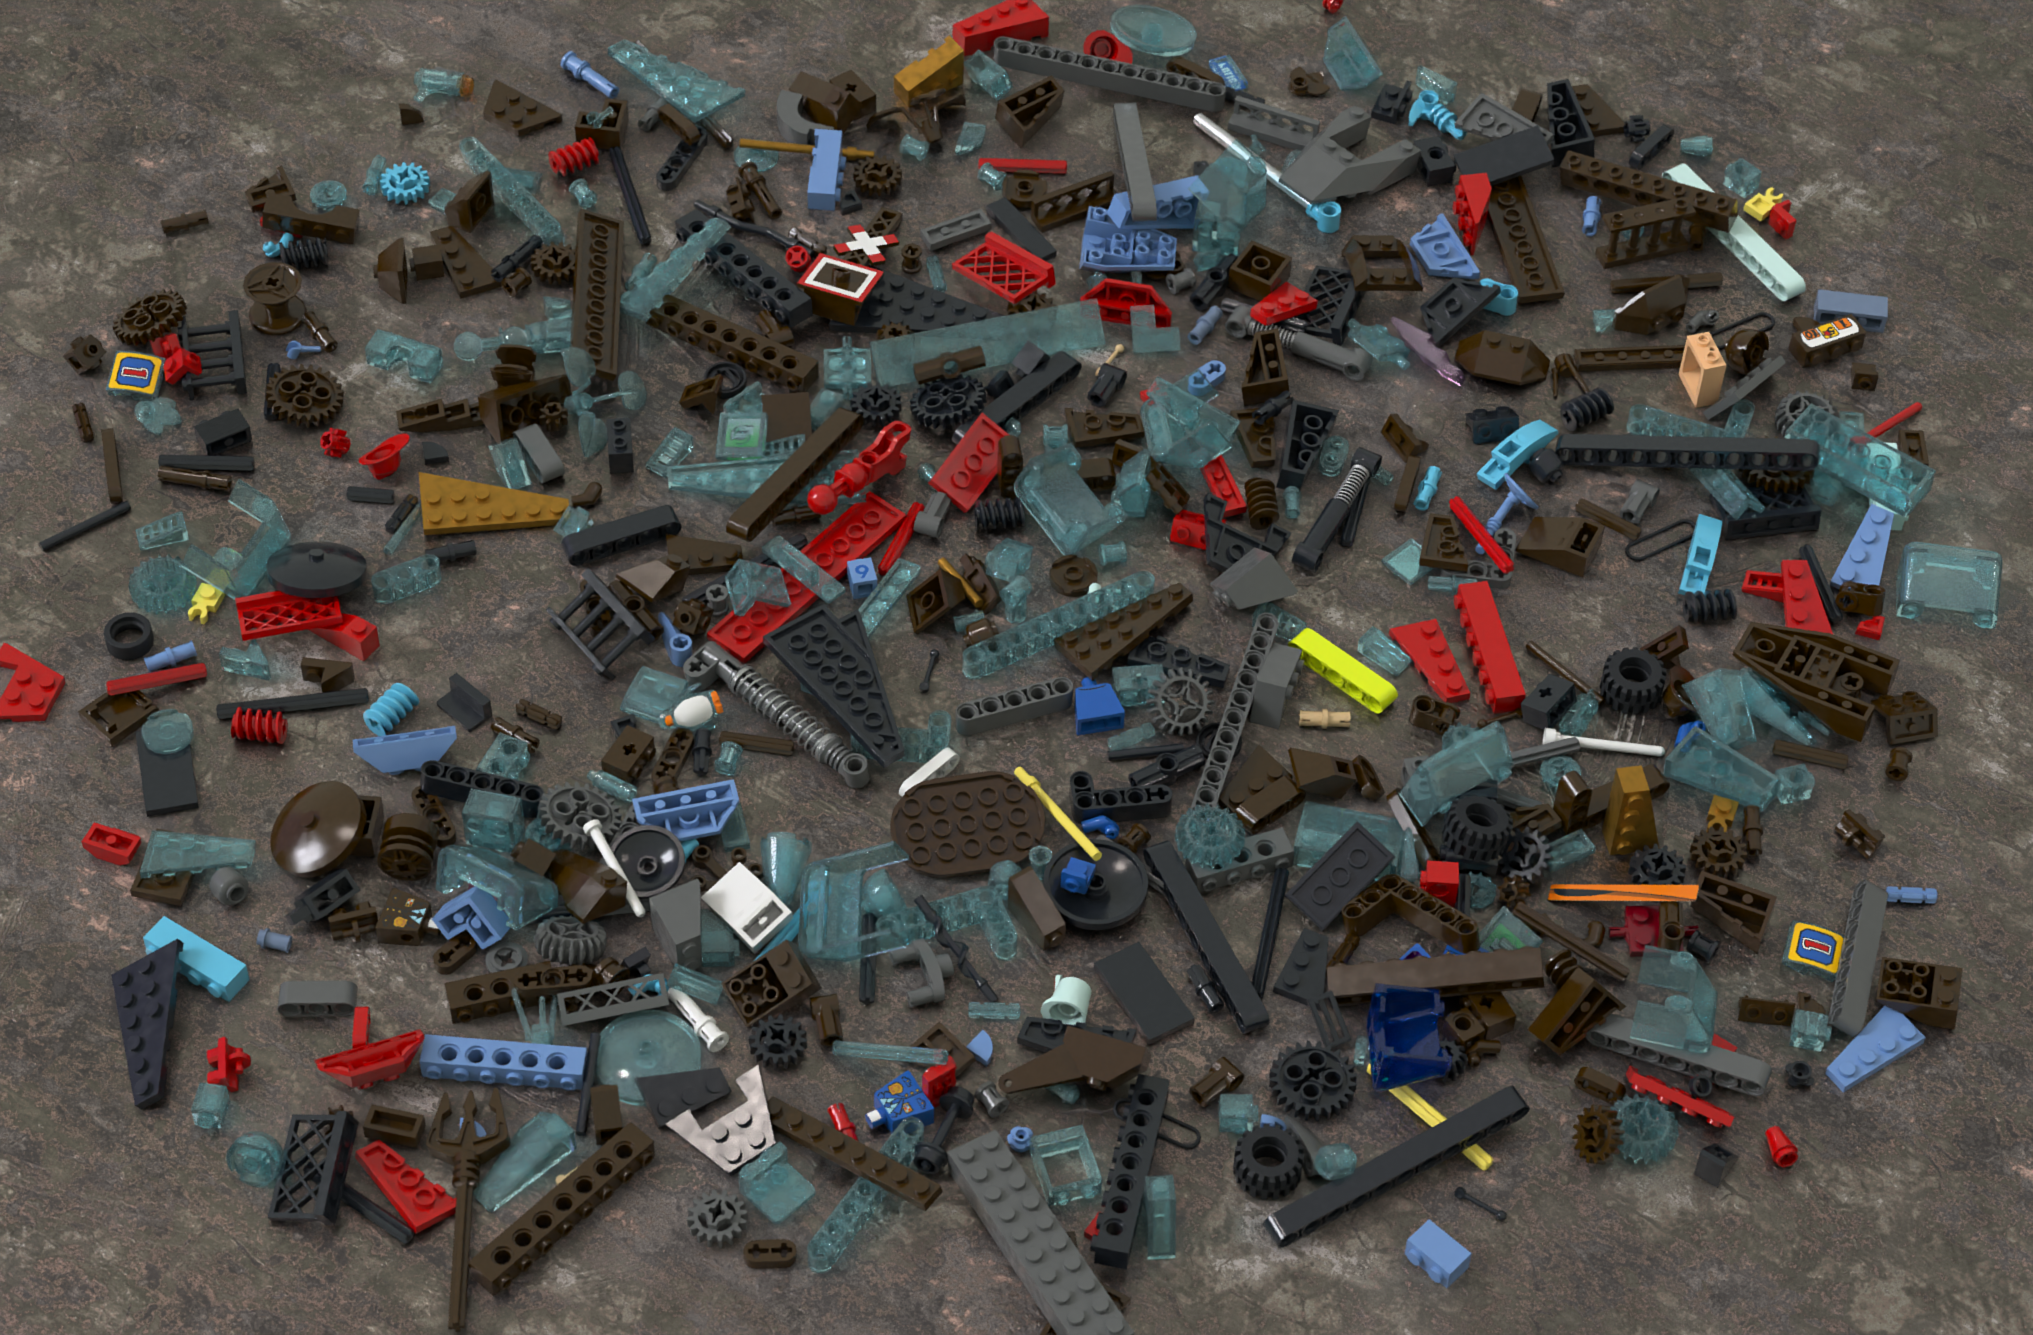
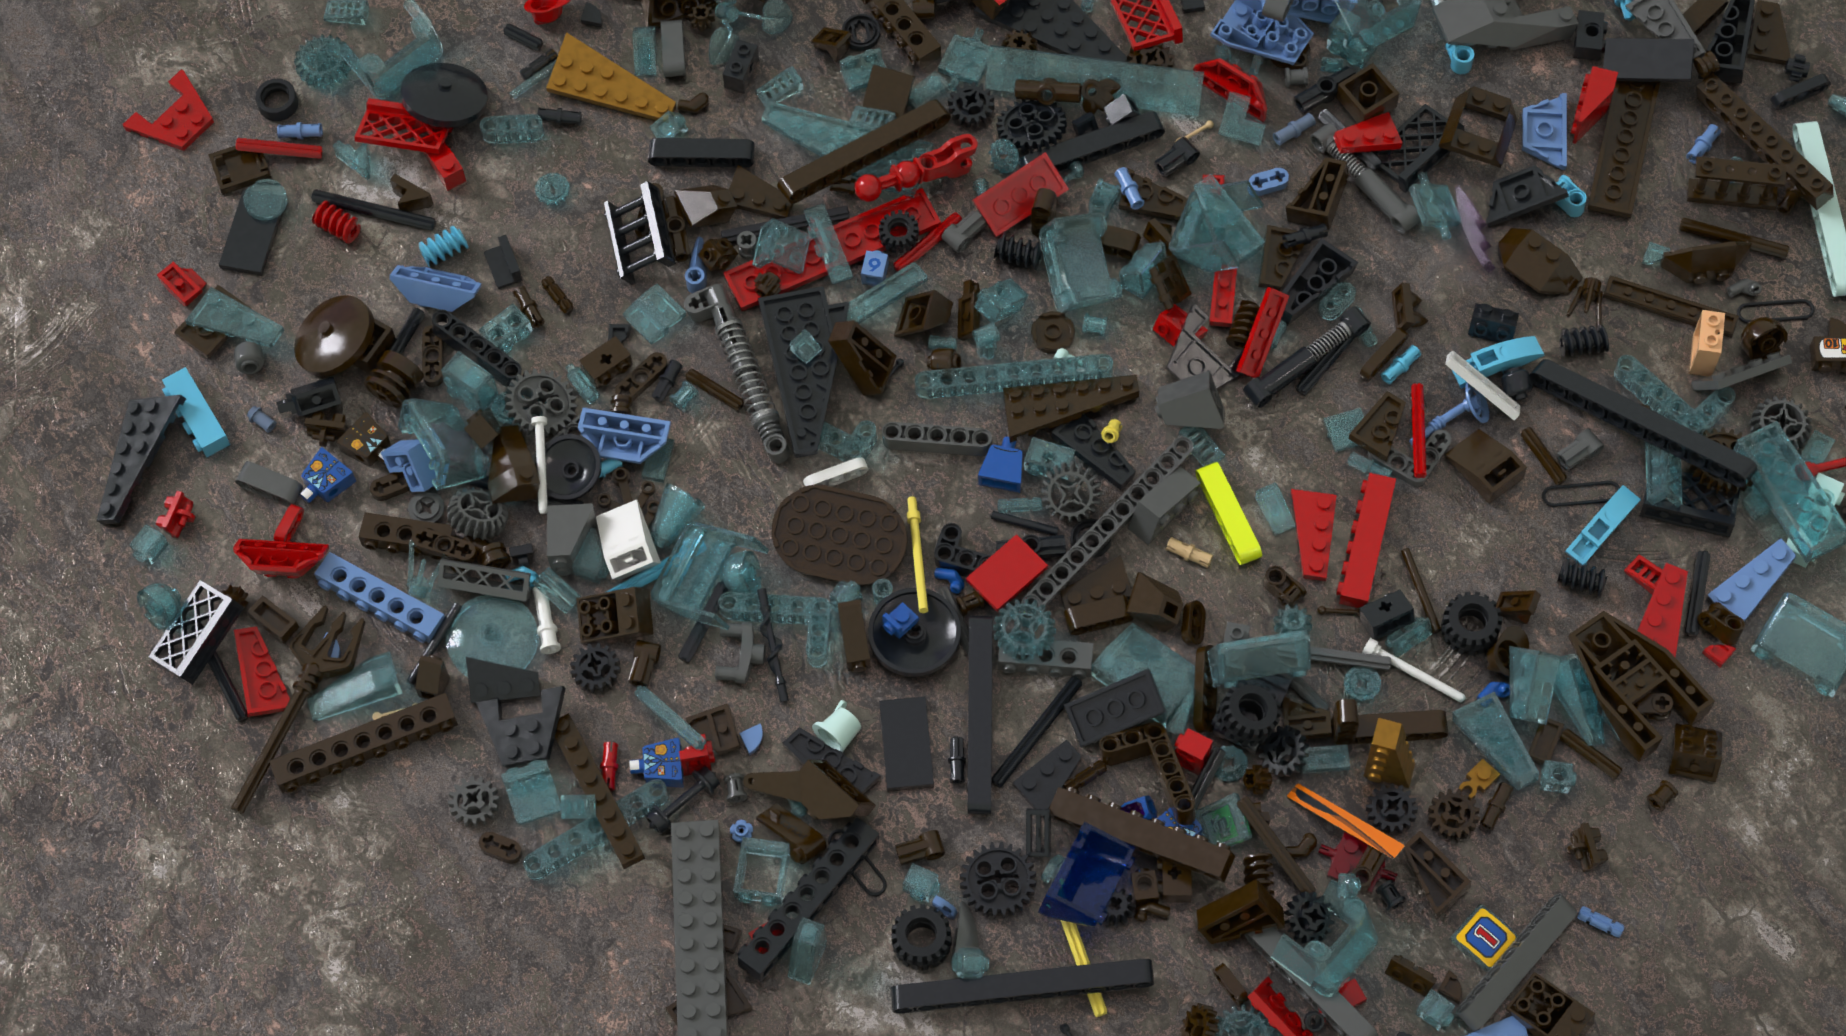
camera: 30 degrees right, 15 degrees up
(205, 600) = (351, 87): light yellow plate -> none
(379, 968) = (325, 477): none -> blue torso
(393, 798) = (407, 331): none -> black axle
(480, 612) = (543, 186): none -> clear light blue gear
(691, 710) = (673, 341): animal -> none
(741, 436) = (843, 94): clear light blue tile -> none
(763, 623) = (767, 284): none -> dark brown gear
(837, 1175) = (577, 806): none -> clear light blue plate
(838, 660) = (805, 346): none -> clear light blue slope
(870, 523) = (899, 242): none -> black tyre
(900, 652) = (863, 356): none -> dark brown wedge
(947, 437) = (1004, 146): none -> clear light blue gear
(968, 591) = (955, 312): pearl gold bar -> none
(994, 1010) = (779, 709): clear light blue axle -> none
(1003, 353) = (1101, 96): none -> dark brown plate
(1079, 421) = (1129, 188): none -> medium blue pin
(1097, 1118) = (803, 839): none -> dark brown door
(1160, 794) = (1007, 573): none -> red tile
(1190, 642) = (1111, 432): none -> light yellow pin
(1286, 498) = (1262, 333): none -> red plate
(1520, 472) = (1483, 385): none -> white tile
(1561, 143) = (1706, 64): none -> dark brown wheel
(1637, 986) = (1316, 915): none -> black gear
(1666, 941) = (1348, 885): none -> clear light blue plate
(1762, 754) = (1545, 741): none -> dark brown tile

